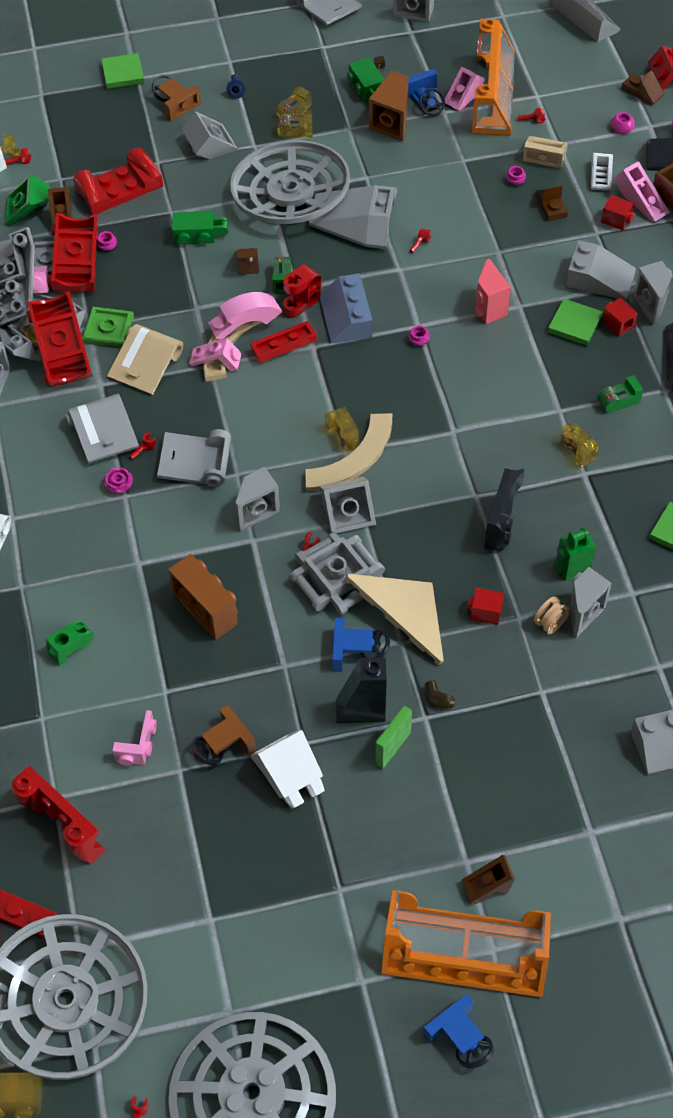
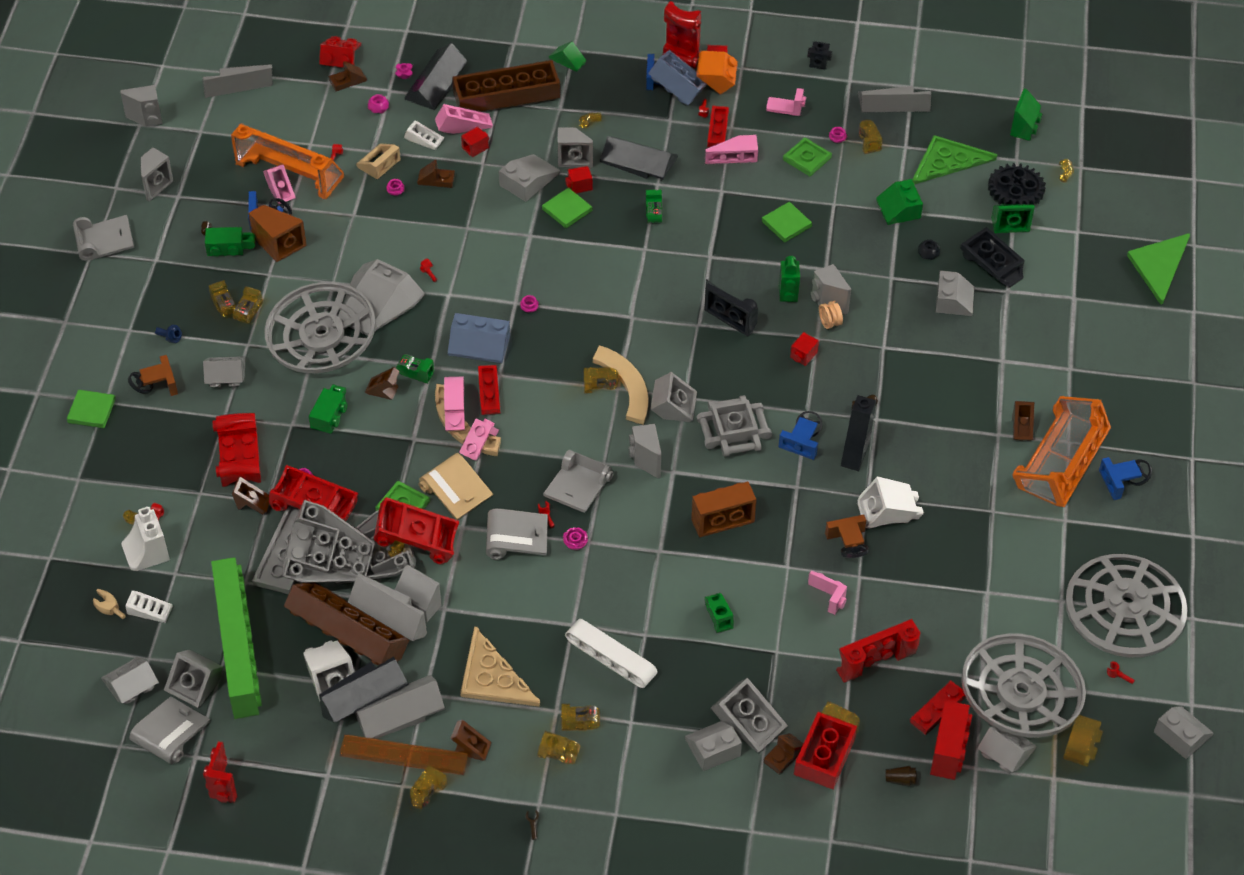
camera: 70 degrees left, 5 degrees down
(26, 199) = (220, 522): green slope -> none
(304, 288) = (447, 356): red piece -> none
(308, 544) = (691, 434): red hand -> none
(393, 737) = (895, 434): bright green tile -> none
(407, 606) = (784, 392): tan tile -> none
(492, 294) = (518, 241): coral slope -> none
(580, 444) = (686, 246): clear yellow leg -> none

